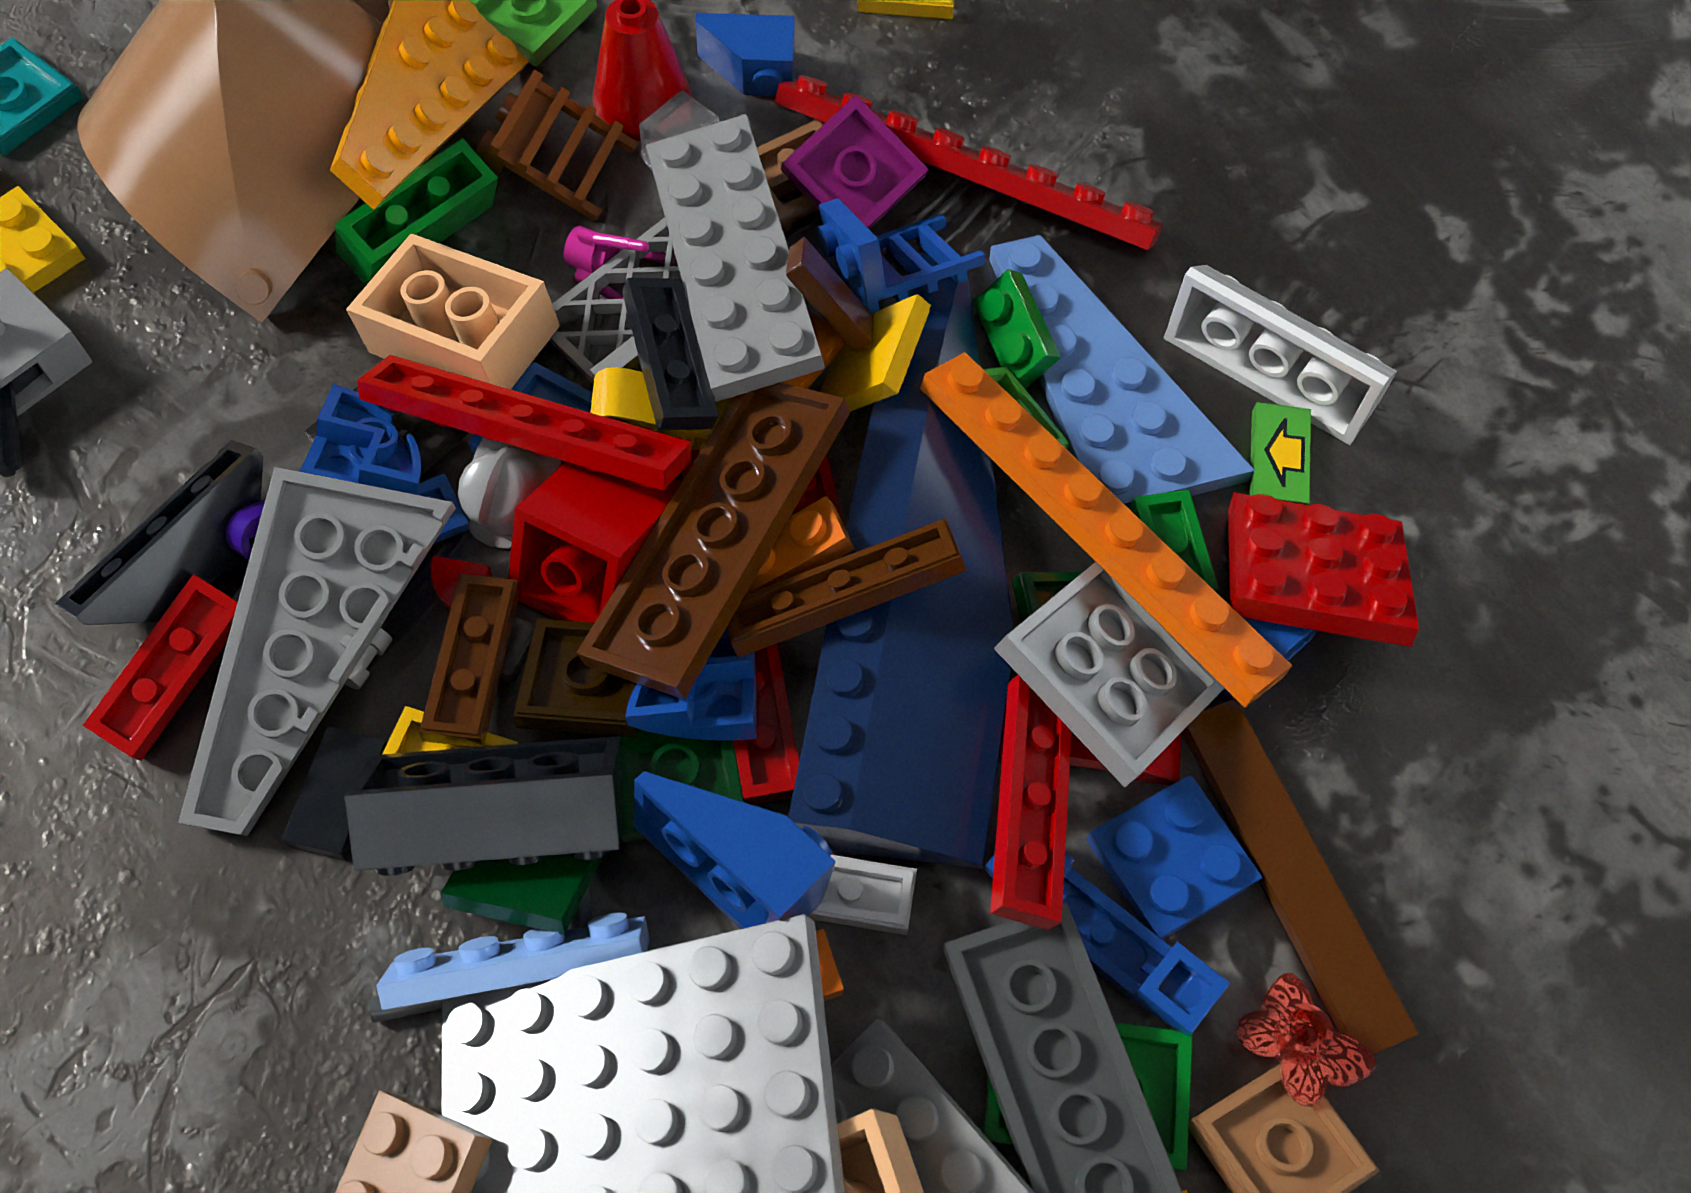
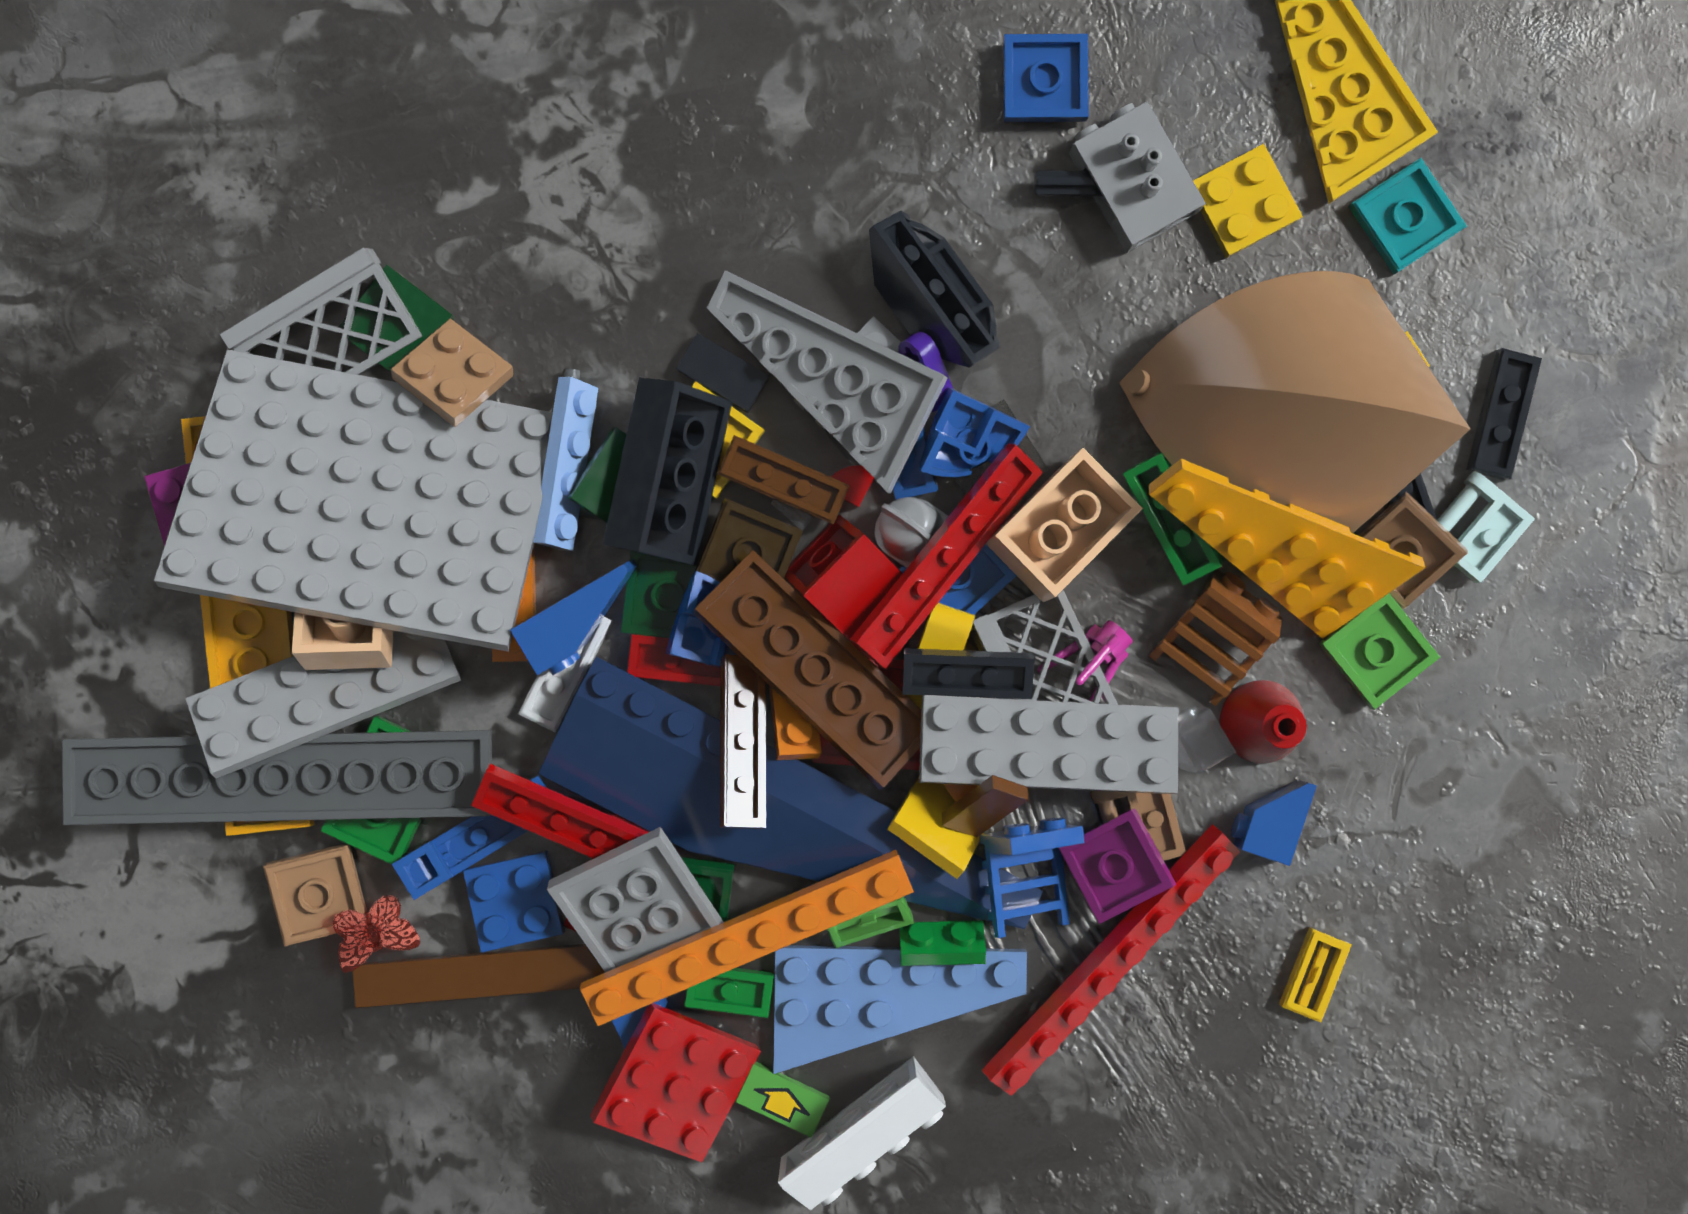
camera: 115 degrees right, 25 degrees up
(164, 669) = (839, 278): red plate -> none

